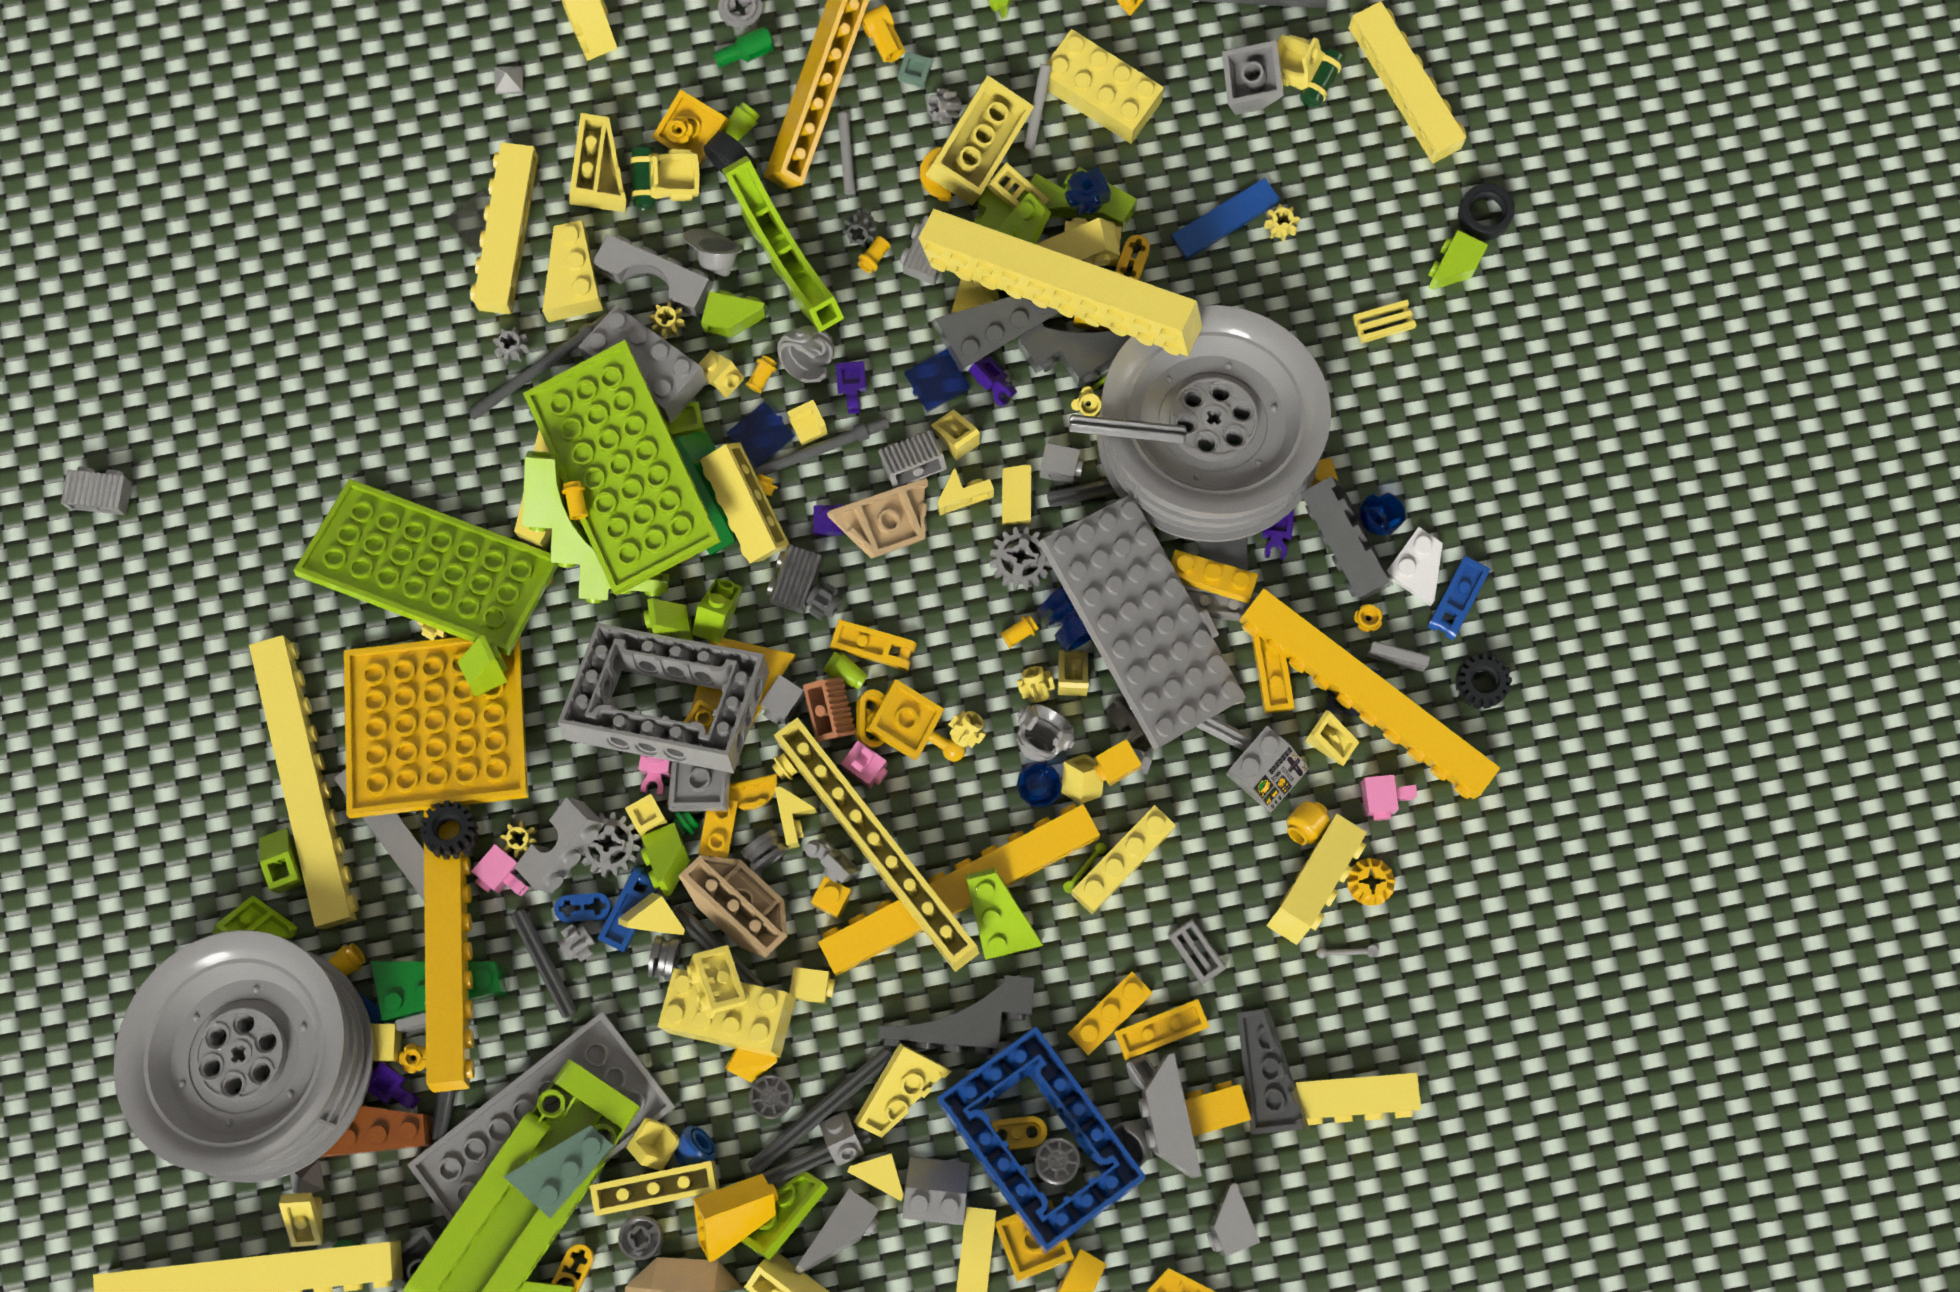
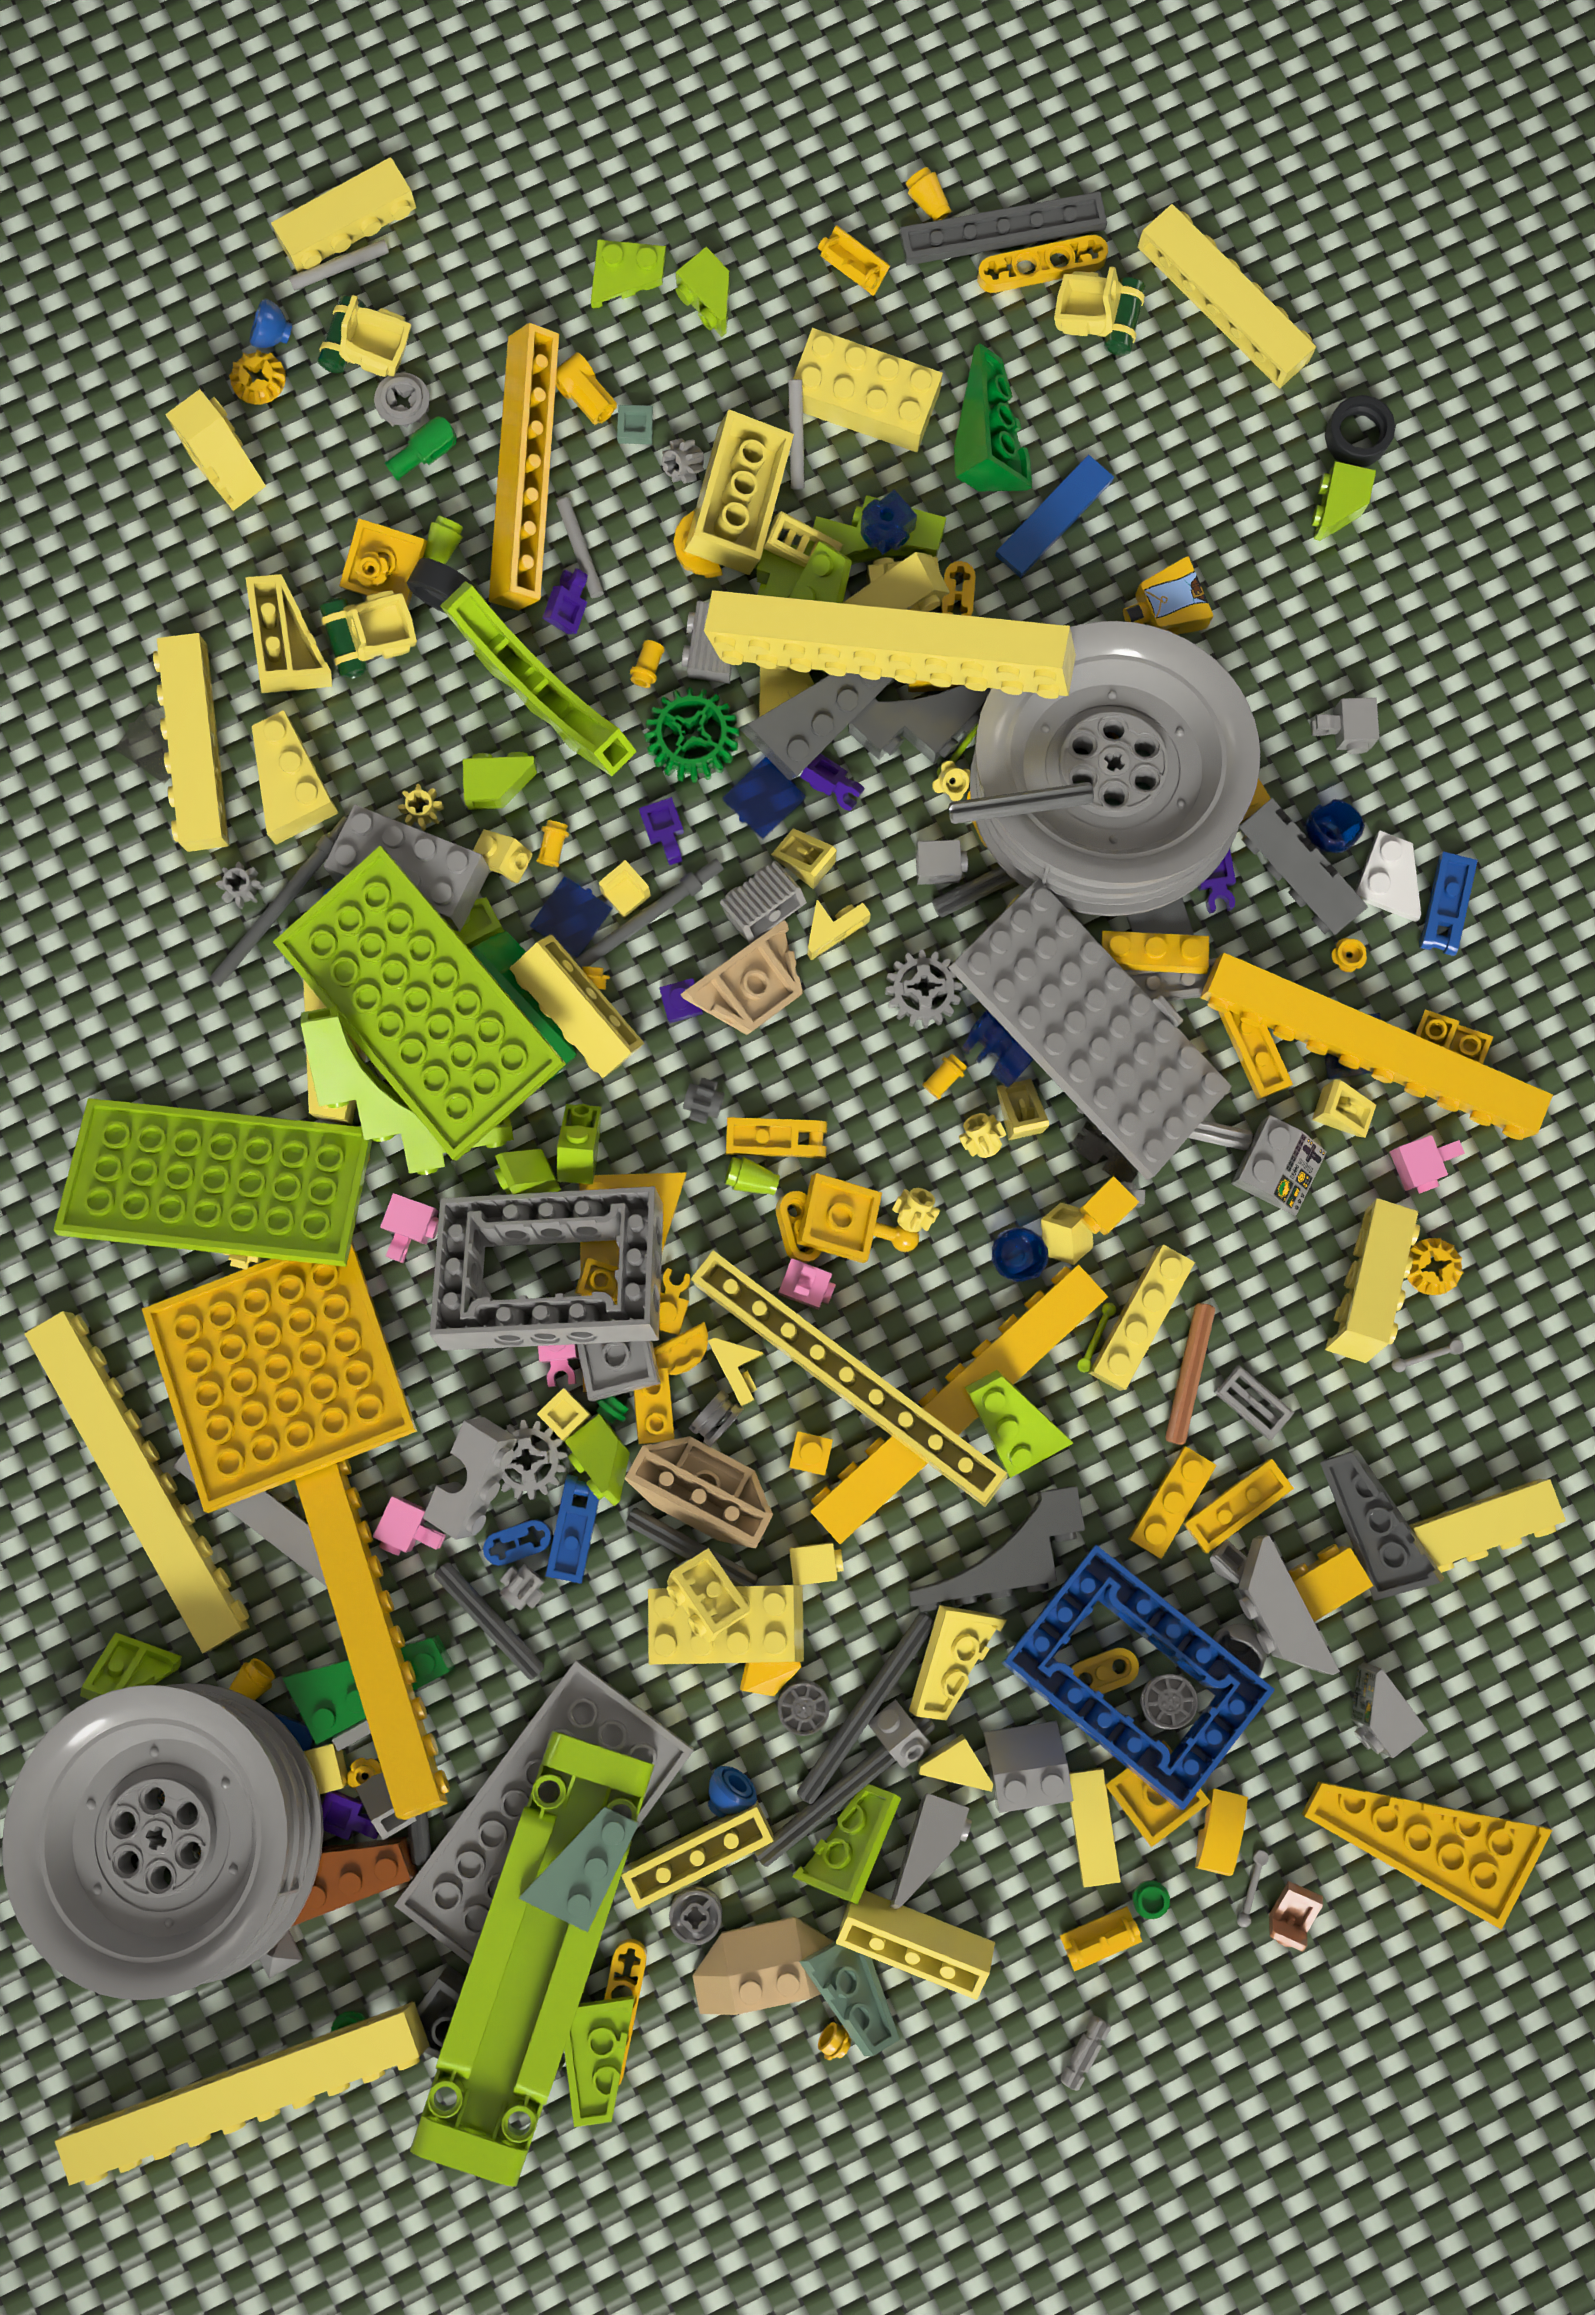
camera: 20 degrees left, 5 degrees up
(280, 861) = (137, 1584): lime slope -> none
(302, 1218) = (287, 2002): light yellow slope -> none
(418, 1091) = (379, 1806): none -> light grey brick
(442, 815) = (318, 1481): black tyre -> none
(483, 666) = (318, 1288): lime slope -> none
(509, 80) = (144, 558): light grey slope -> none
(511, 840) = (408, 1483): light yellow gear -> none
(568, 637) = (408, 1222): none -> bright pink brick
(575, 500) = (375, 1058): yellow pin -> none
(621, 260) = (345, 747): light grey arch -> none
(652, 915) = (604, 1533): light yellow slope -> none
(653, 1144) = (681, 1802): light yellow panel -> none
(664, 957) = (632, 1577): flat silver wheel -> none
(713, 250) = (454, 706): light grey piece -> none
(733, 1214) = (799, 1861): yellow slope -> none
(753, 755) = (671, 1305): none -> yellow plate
(782, 700) = (686, 1233): light grey brick -> none
(784, 767) = (710, 1311): light yellow plate -> none
(795, 578) = (662, 1082): flat silver brick -> none
(805, 352) = (598, 804): light grey helmet -> none
(822, 193) = (564, 604): none -> dark purple plate
(829, 709) = (746, 1230): nougat brick -> none
(835, 862) = (808, 1413): light grey plate -> none
(860, 227) = (623, 634): dark grey gear -> none
(908, 300) = (670, 718): none -> green gear
(1016, 495) = (897, 913): light yellow slope -> none
(1043, 733) = (1008, 1192): light grey helmet -> none
(1151, 915) = (1190, 1374): none -> nougat axle
(1188, 146) = (987, 437): none -> green wedge
(1253, 77) = (1046, 333): light grey slope -> none
(1268, 17) = (1040, 257): none -> yellow beam
(1278, 216) = (1126, 494): light yellow gear -> none
(1299, 307) = (1171, 601): none -> torso
(1308, 823) = (1344, 1217): yellow head -> none
(1398, 656) = (1397, 992): light grey tile -> none
(1406, 314) = (1297, 579): light yellow tile -> none
(1419, 438) = (1352, 723): none -> light grey brick
(1435, 704) = (1452, 1036): none -> yellow slope
(1495, 668) = (1521, 986): black tyre -> none

